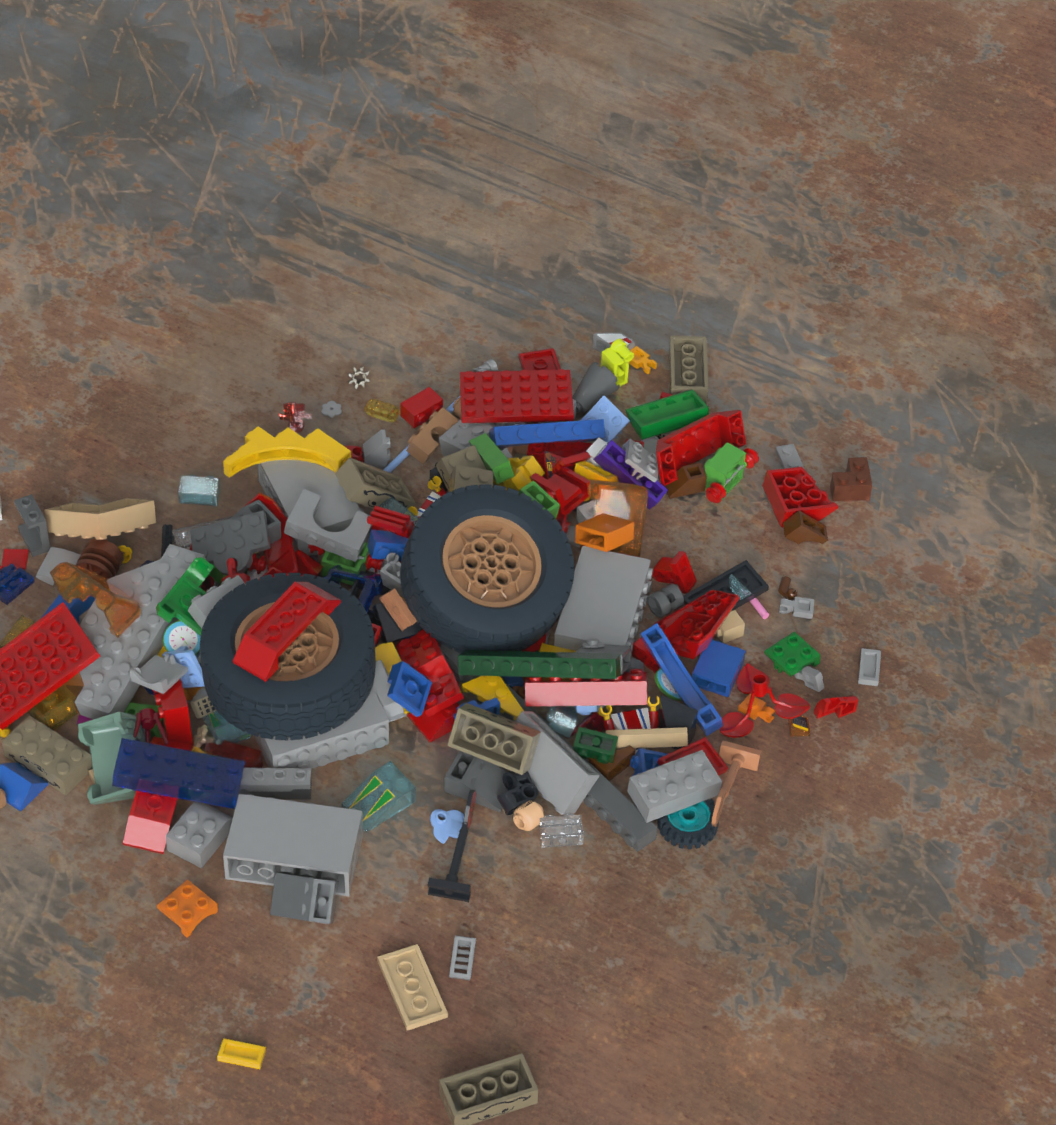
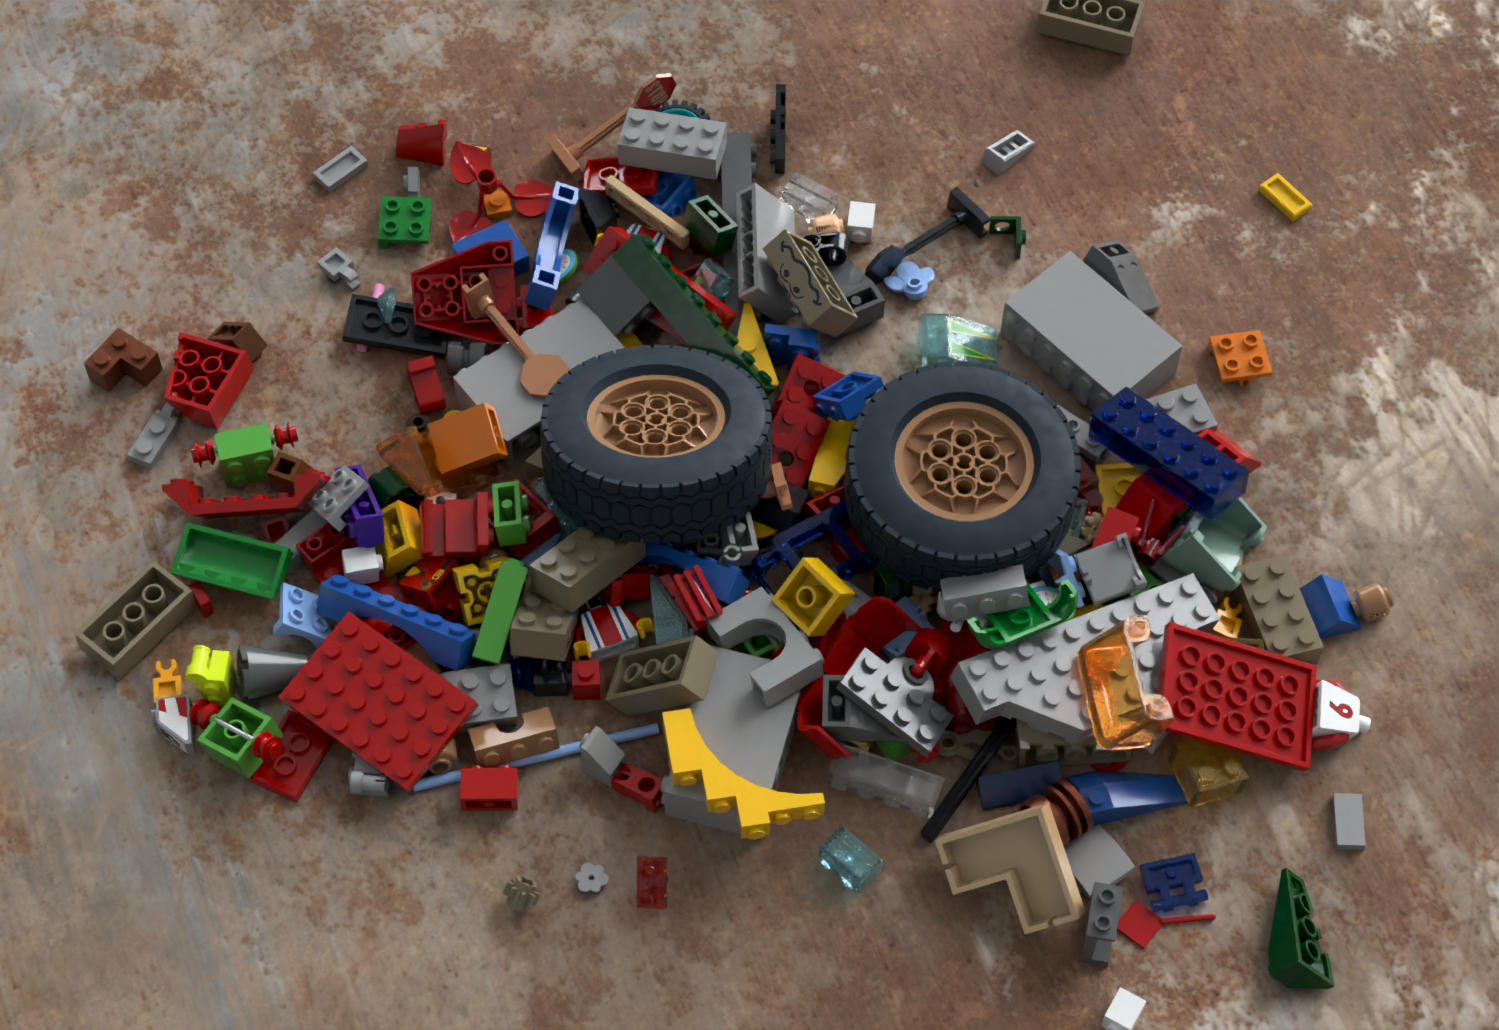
camera: 140 degrees left, 10 degrees up
(71, 732) = (1229, 624): none -> light orange plate
(281, 626) = (959, 443): red slope -> none
(321, 554) = (813, 596): none -> yellow brick
(382, 410) = (536, 826): clear yellow beam -> none
(407, 899) = (1013, 228): none -> dark green bracket
(412, 987) = (1079, 152): tan plate -> none
(419, 484) = (586, 680): none -> red brick
(513, 837) = (861, 221): none -> white brick
(570, 462) = (406, 560): red tile -> none
(572, 349) = (236, 735): none -> bright green brick
(592, 643) = (620, 316): light grey plant -> none
(601, 588) = (539, 370): none -> nougat piece
(625, 861) = (777, 135): none -> black wing
(654, 554) = (419, 418): none -> dark brown plate
(784, 589) = (330, 298): reddish brown arm -> none

